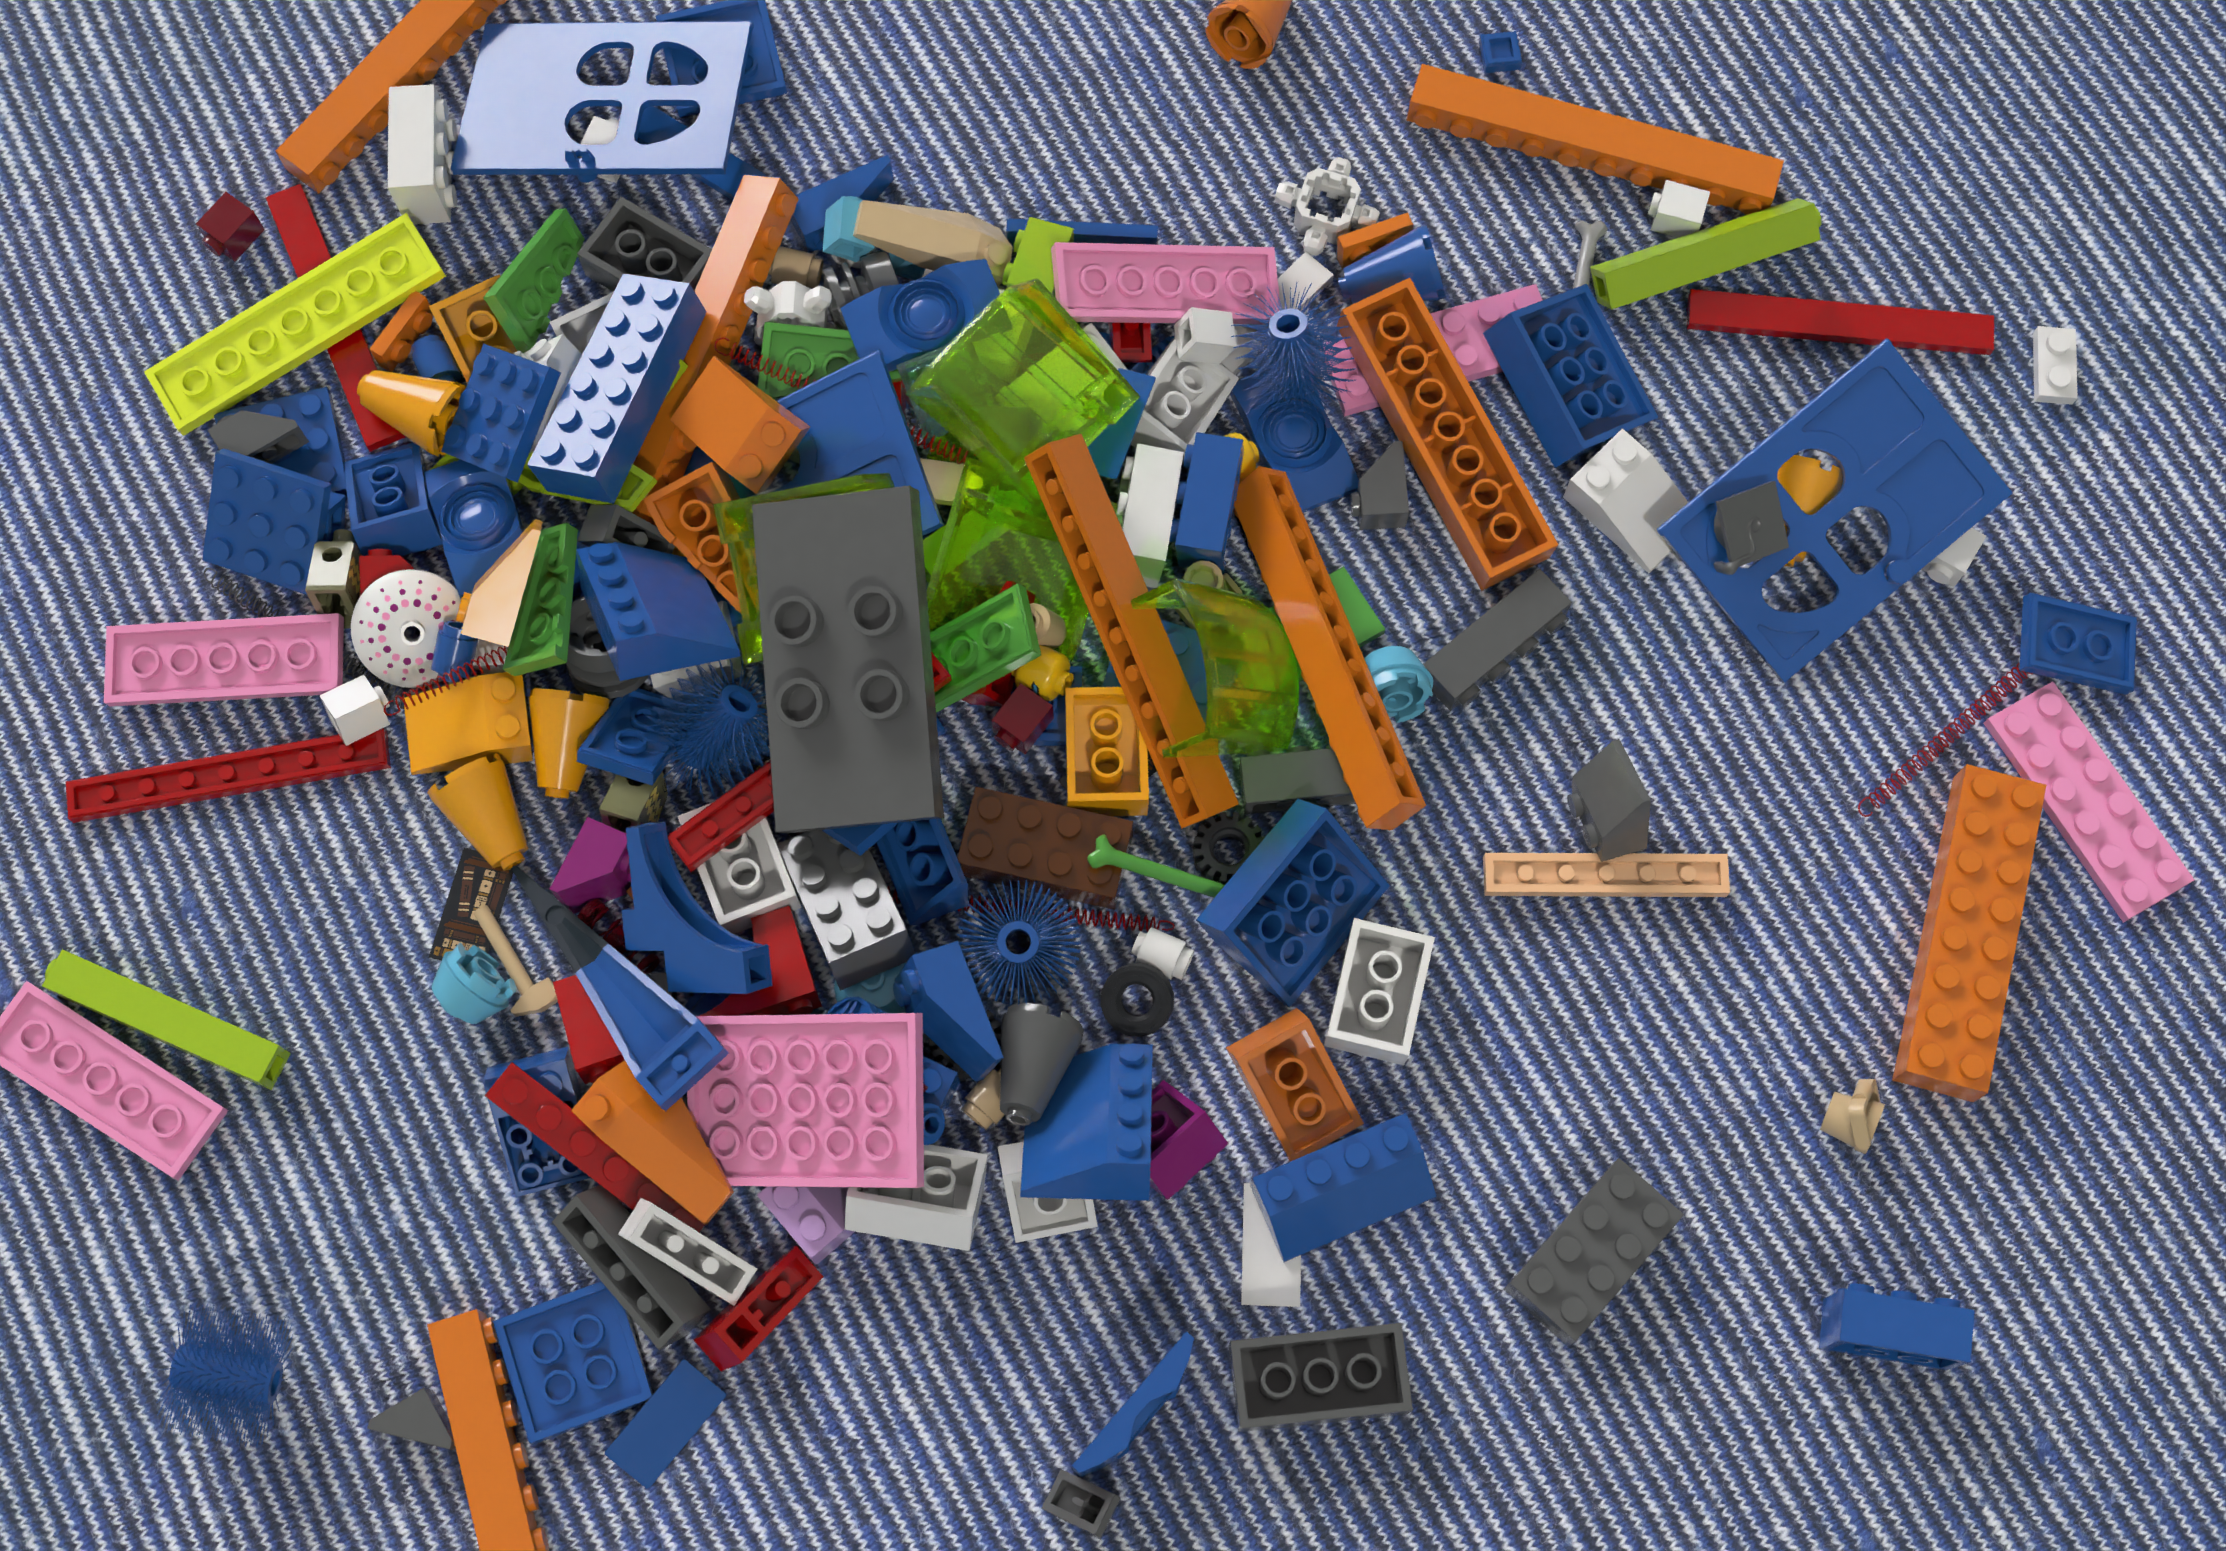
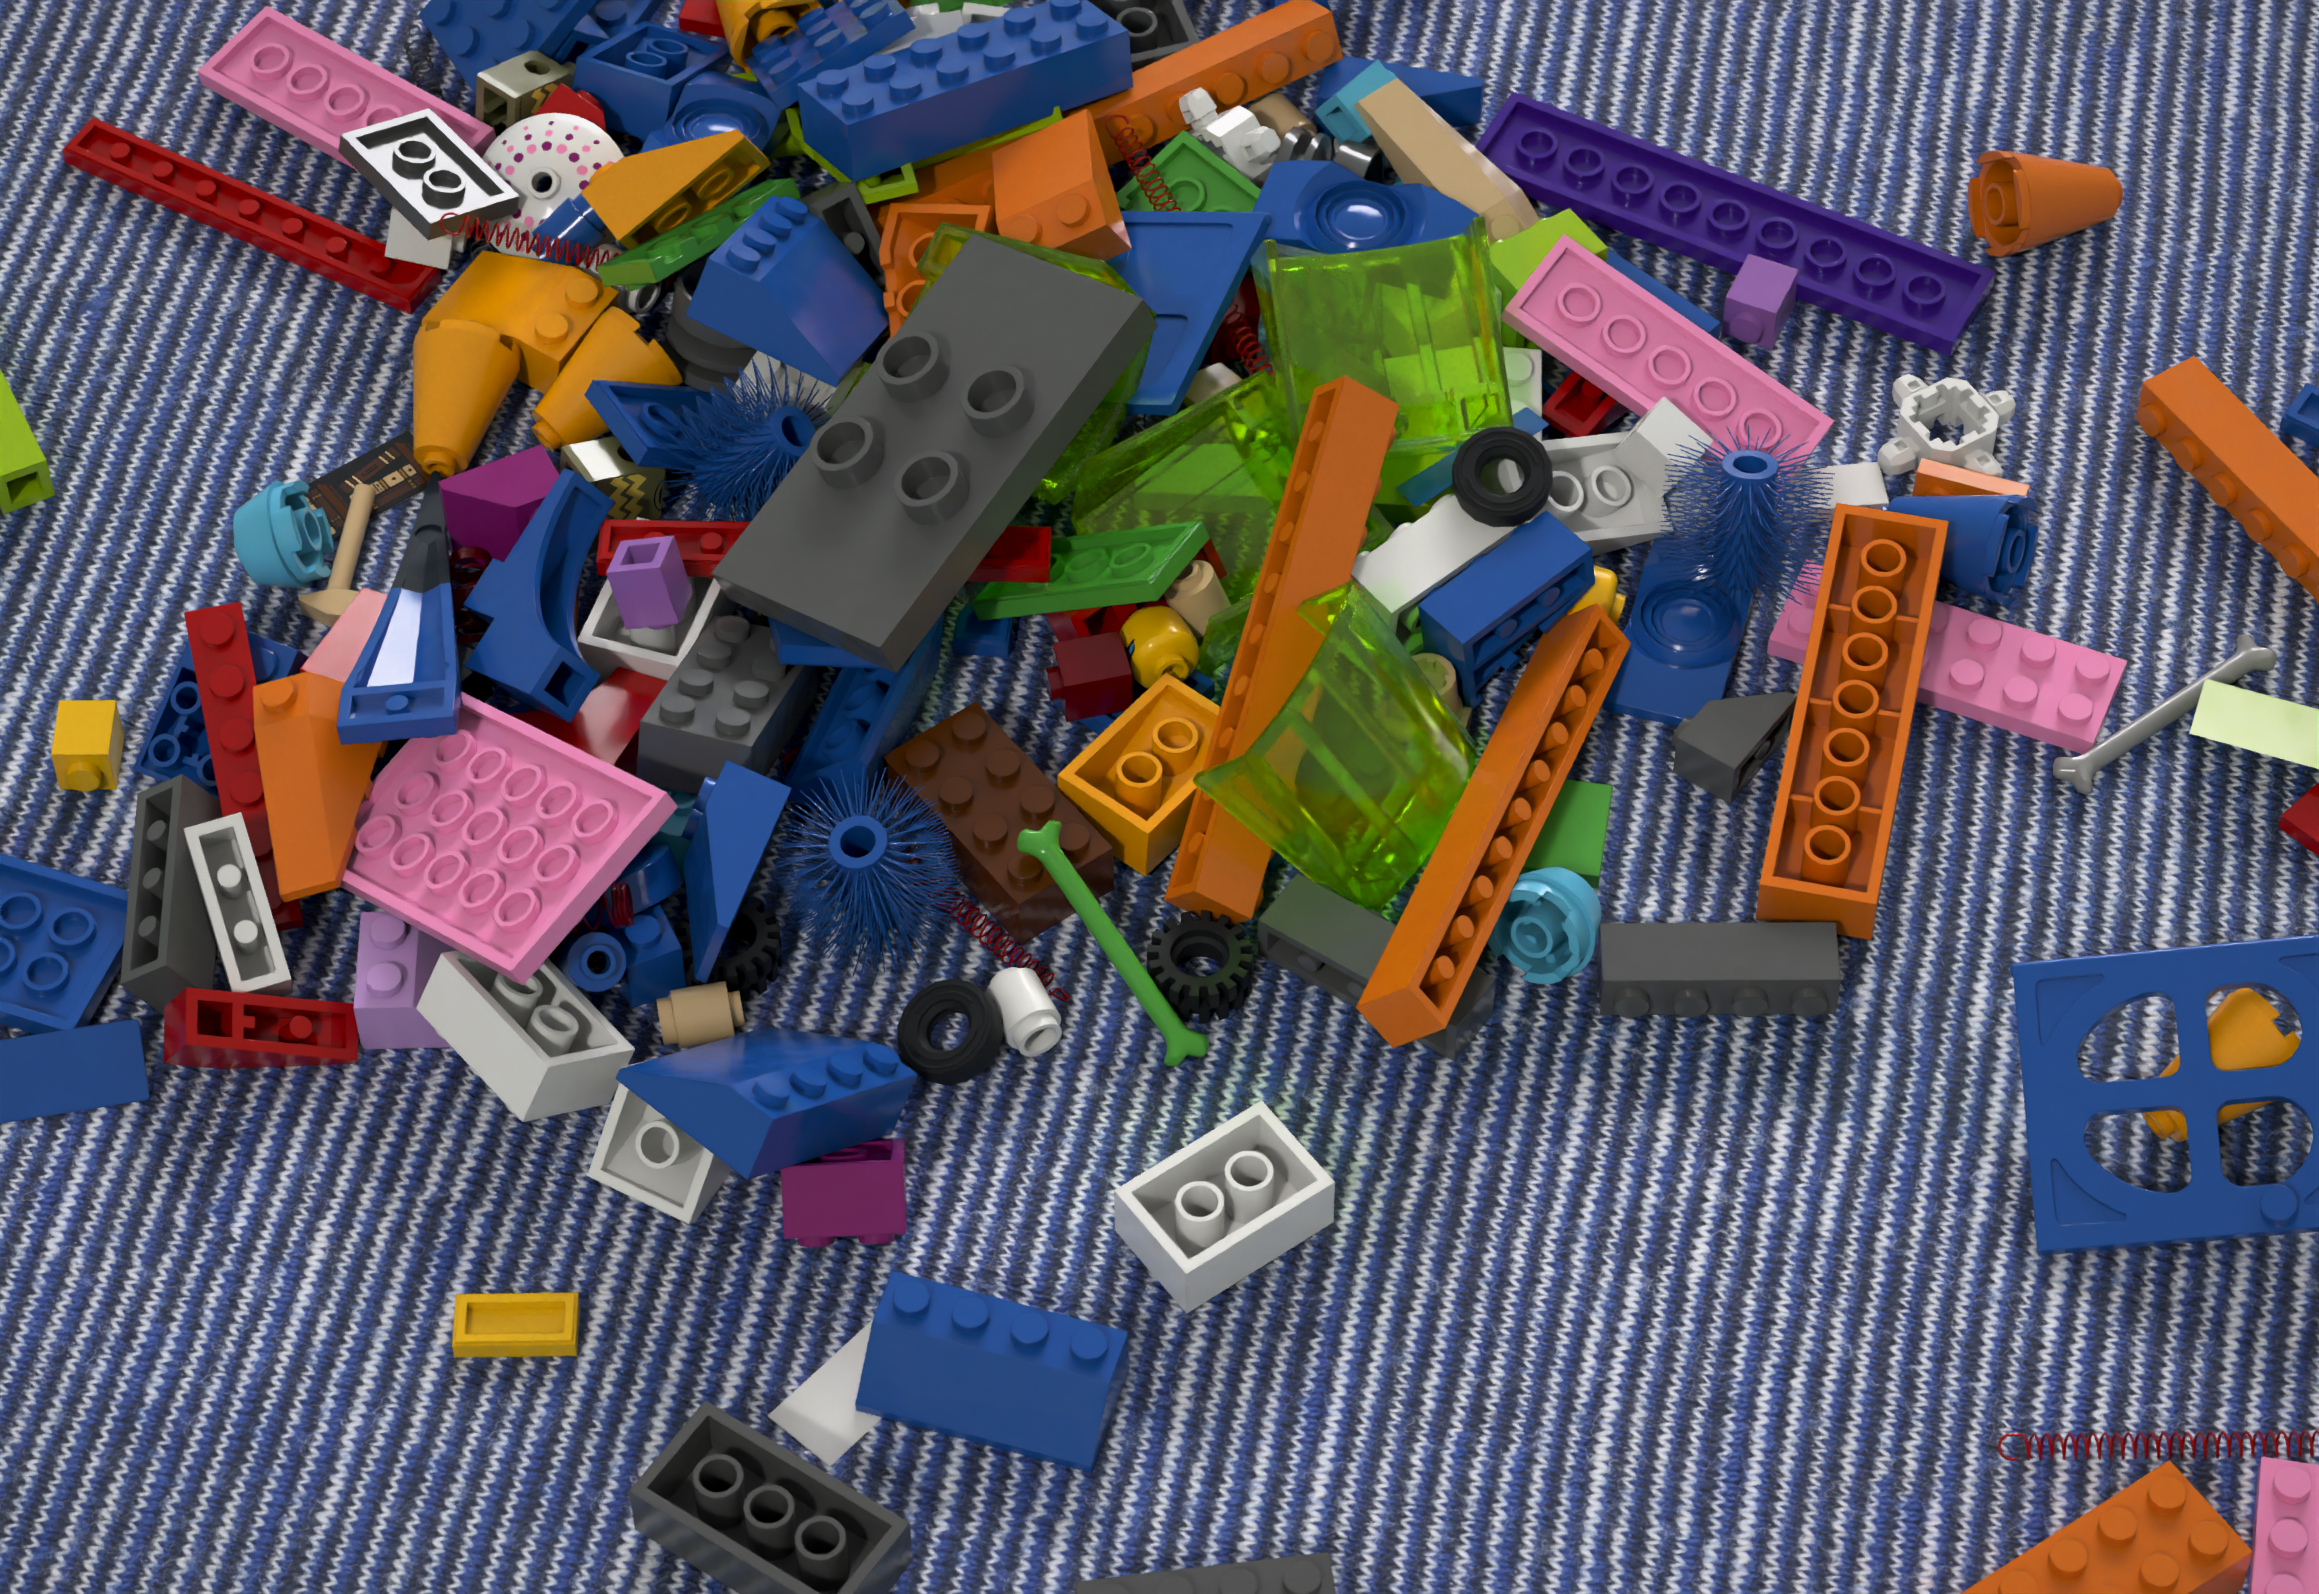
camera: 40 degrees right, 20 degrees down
(336, 679) = (428, 173): none -> dark grey plate
(481, 1208) = (87, 745): none -> yellow brick
(741, 863) = (649, 582): none -> medium lavender brick
(1034, 1059) = (775, 988): dark grey cone -> none
(1062, 1364) = (516, 1325): none -> yellow tile
(1081, 1504) = (400, 1472): dark grey slope -> none
(1095, 150) = (1725, 217): none -> dark purple plate
(1137, 1411) = (543, 1401): blue slope -> none
(1158, 192) = (1760, 301): none -> medium lavender brick
(1178, 417) = (1509, 444): none -> black tyre
(1293, 901) = (1209, 1042): blue slope -> none
(1295, 1084) = (1042, 1225): orange slope -> none
(1569, 374) = (2072, 763): blue slope -> none
(1611, 804) = (1680, 1206): dark grey slope -> none
(1619, 877) = (1617, 1289): light nougat plate -> none
(1627, 498) = (2016, 912): white slope -> none
(1749, 526) = (2123, 1019): dark grey hat -> none

